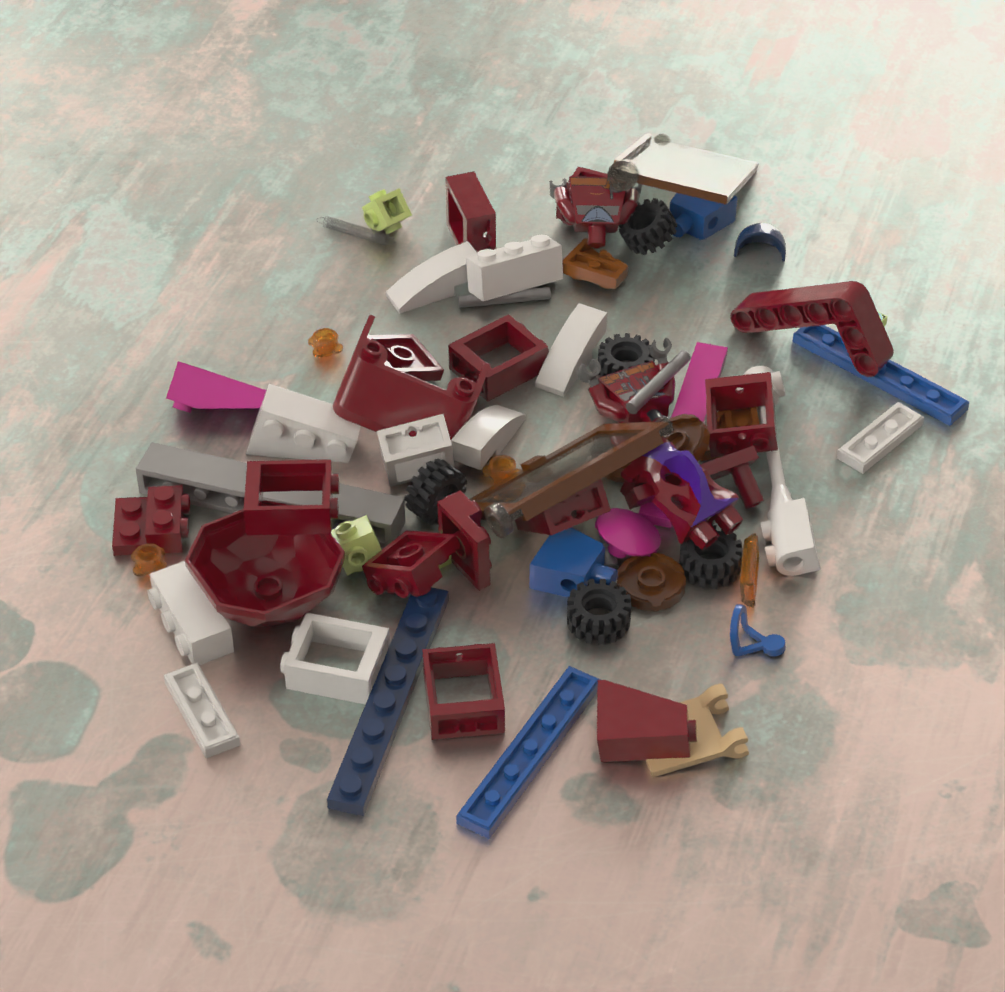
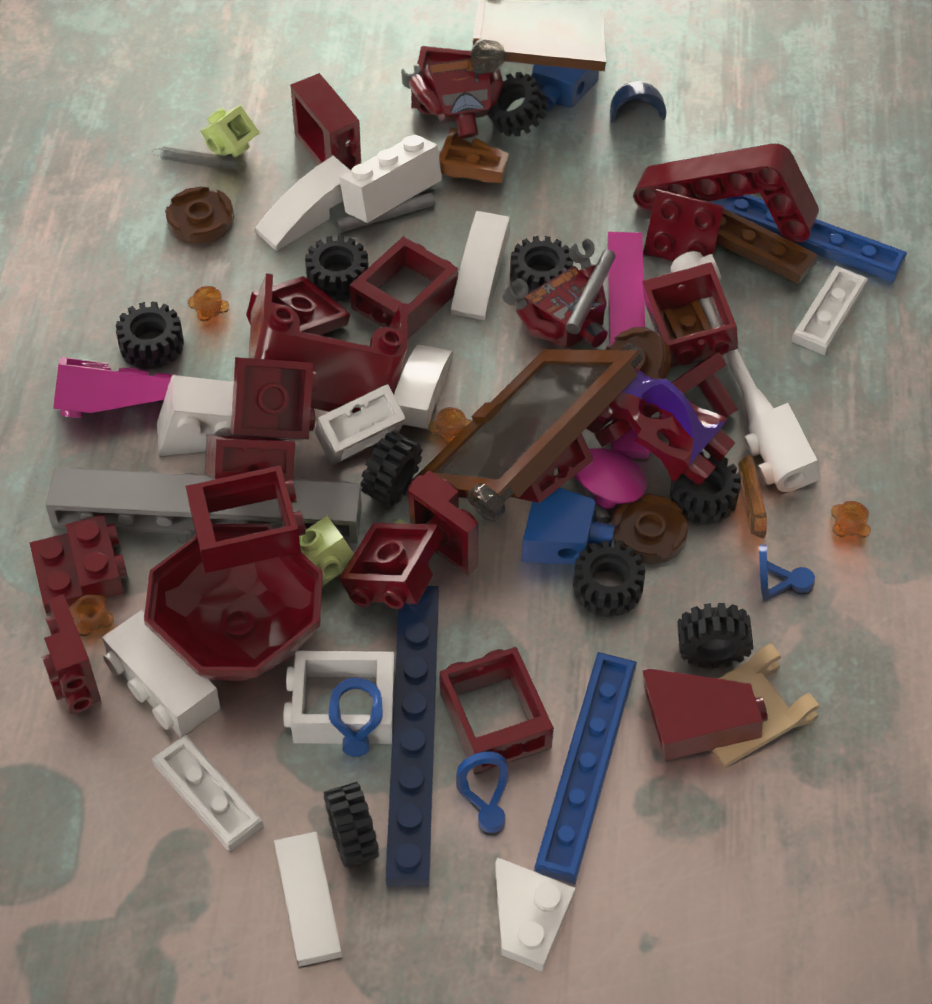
camera: 15 degrees left, 10 degrees up
(116, 585) = (67, 660): none -> dark red plate
(257, 802) = (307, 899): none -> white tile
(274, 347) = (147, 320): none -> black tyre
(307, 448) = (242, 454): none -> dark red window
(308, 749) = (351, 824): none -> black tyre
(336, 695) = (355, 743): none -> blue piece
(341, 274) = (199, 215): none -> reddish brown tile
(347, 414) = (273, 398): none -> dark red plate
(435, 773) = (490, 817): none -> blue piece
(441, 850) = (529, 912): none -> white wing
(443, 321) = (332, 254): none -> black tyre
(673, 653) = (715, 635): none -> black tyre
(762, 343) = (682, 226): none -> dark red hinge
(824, 368) = (765, 247): none -> reddish brown plate
(835, 605) = (854, 512): none -> clear orange plate

